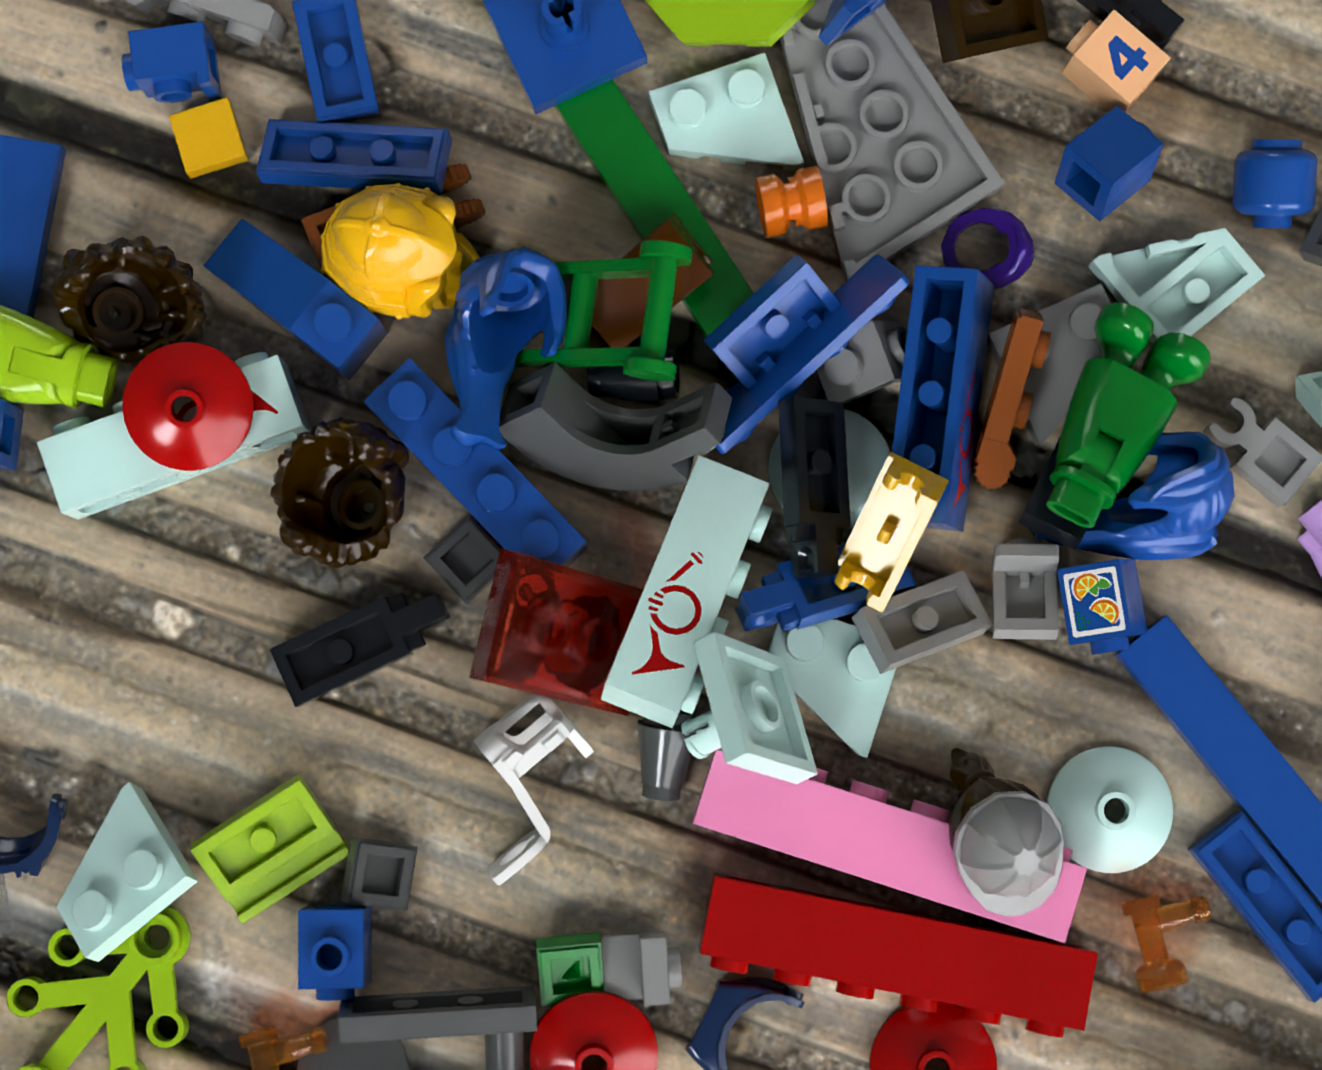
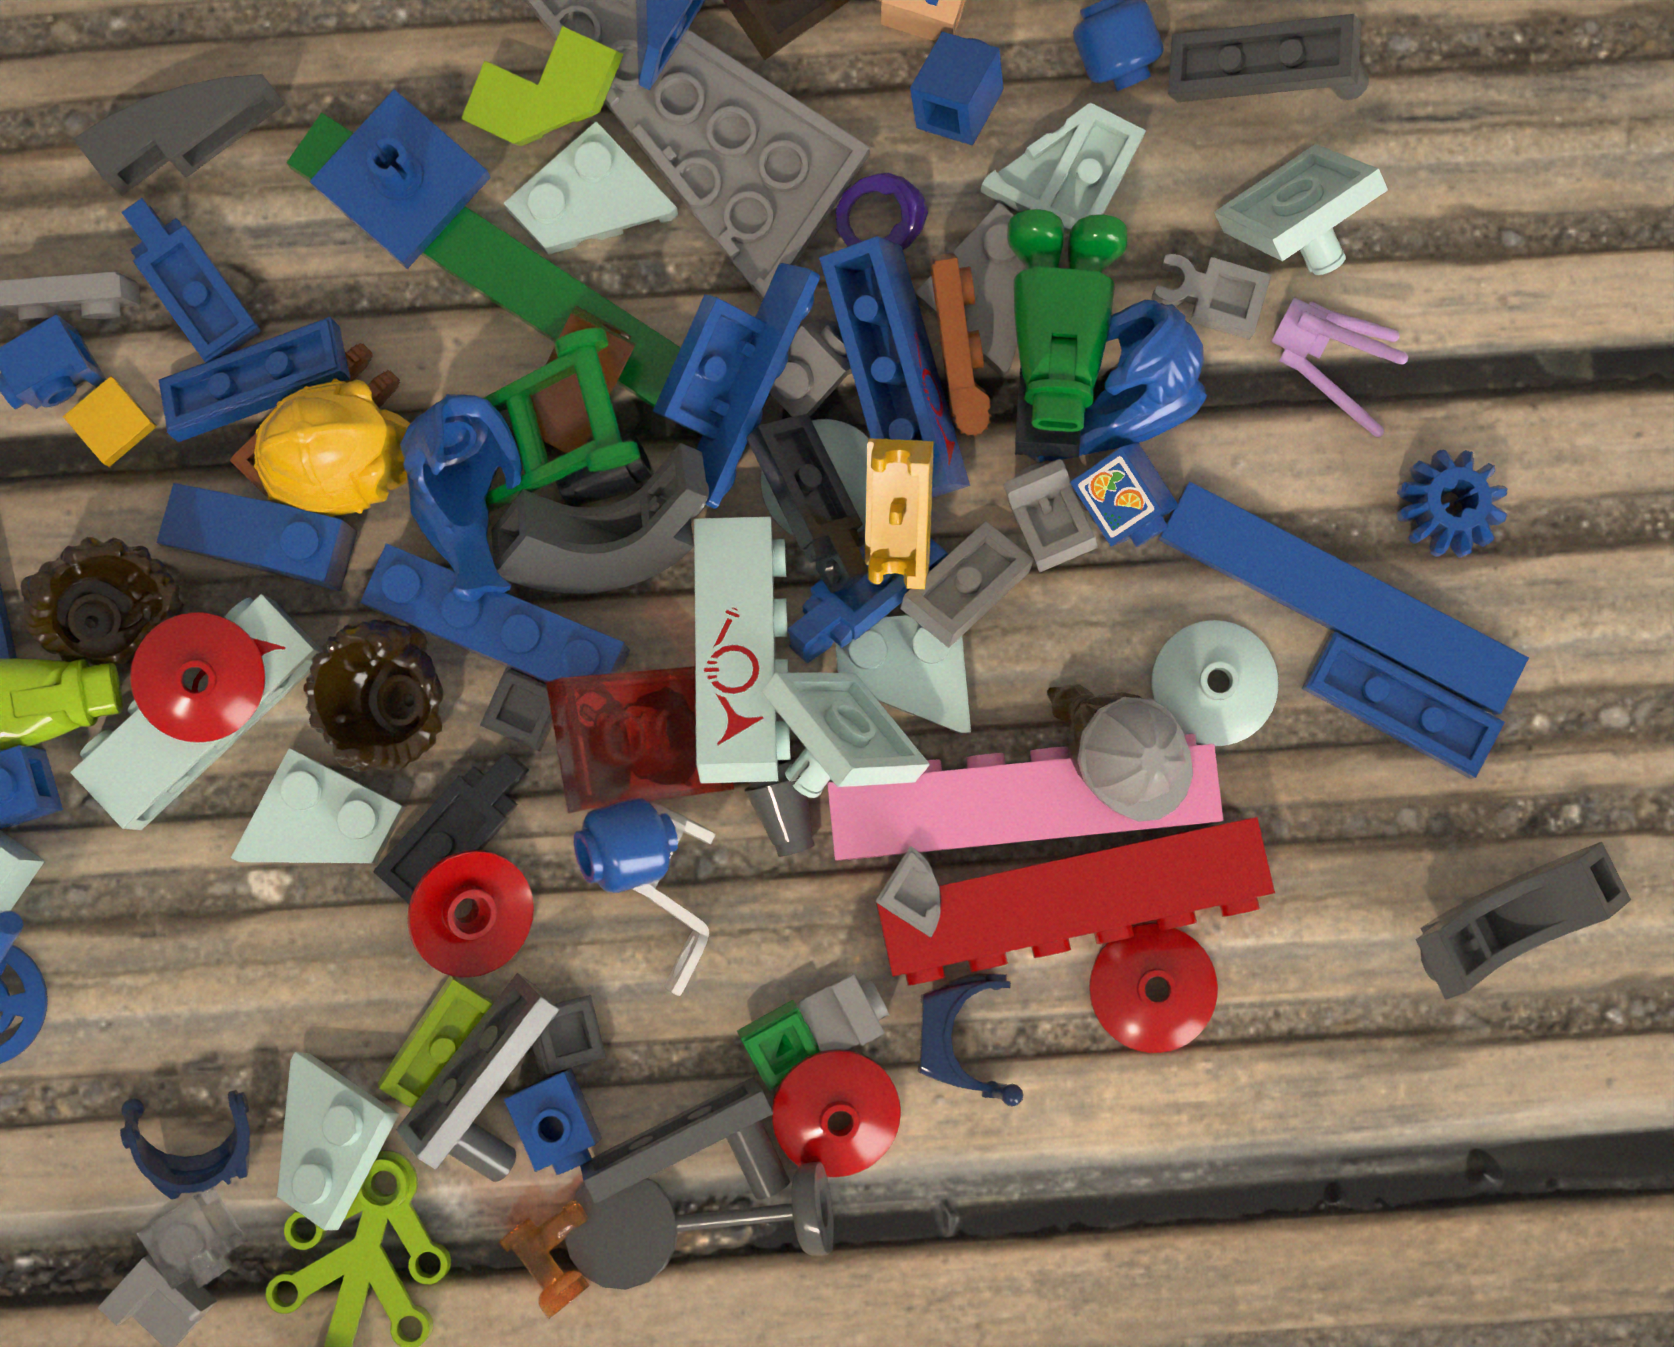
camera: 20 degrees left, 0 degrees up
(241, 578) = (317, 818): none -> light aqua wing
(241, 899) = (445, 1113): none -> dark grey piece
(344, 751) = (491, 930): none -> red dish
(508, 729) = (625, 845): none -> blue head
(751, 886) = (913, 893): none -> light grey tile
(797, 200) = (684, 246): orange wheel -> none
(1149, 923) = (1294, 770): clear orange piece -> none

